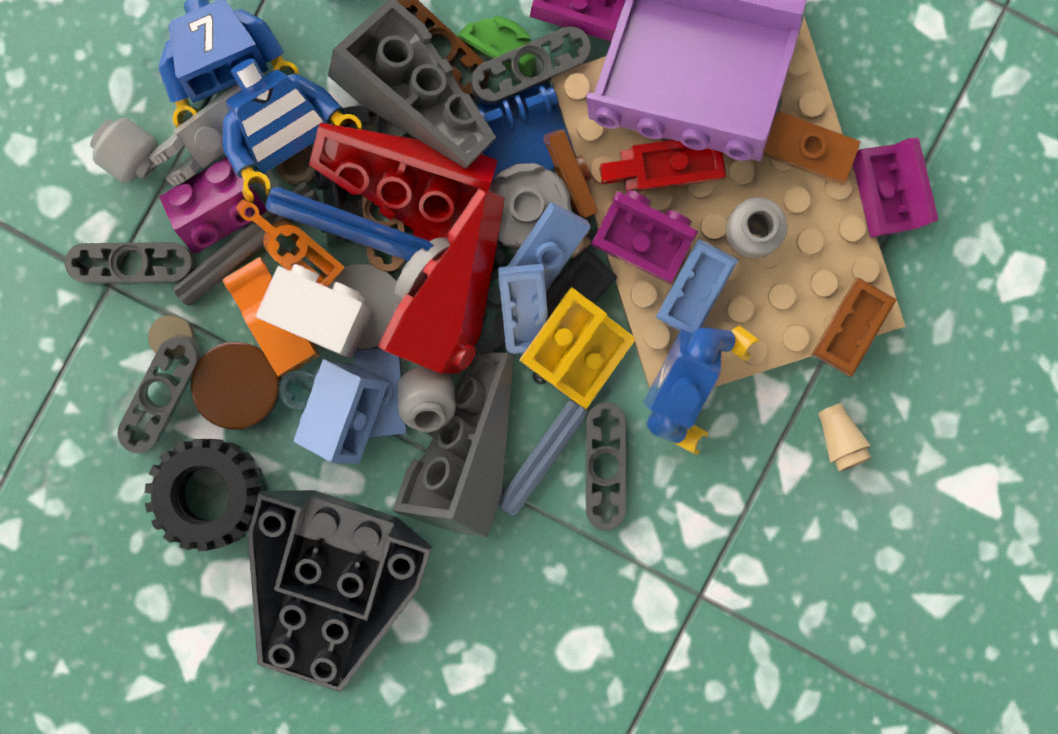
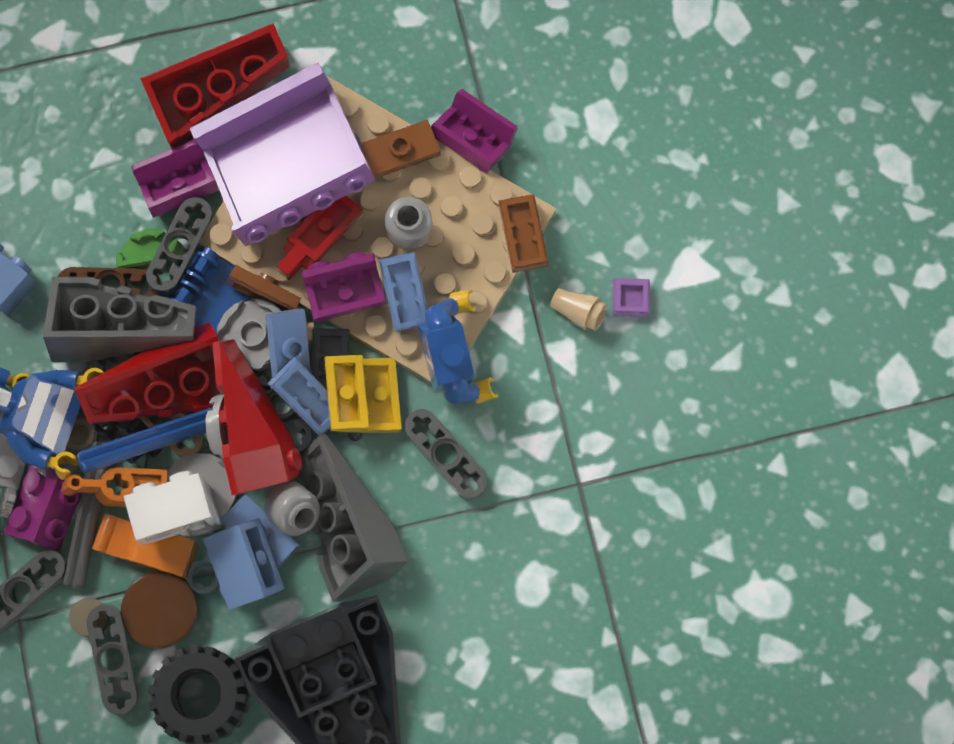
camera: 45 degrees left, 10 degrees down
(542, 457) = (401, 484): sand blue axle -> none
(899, 468) = (631, 297): none -> medium lavender tile

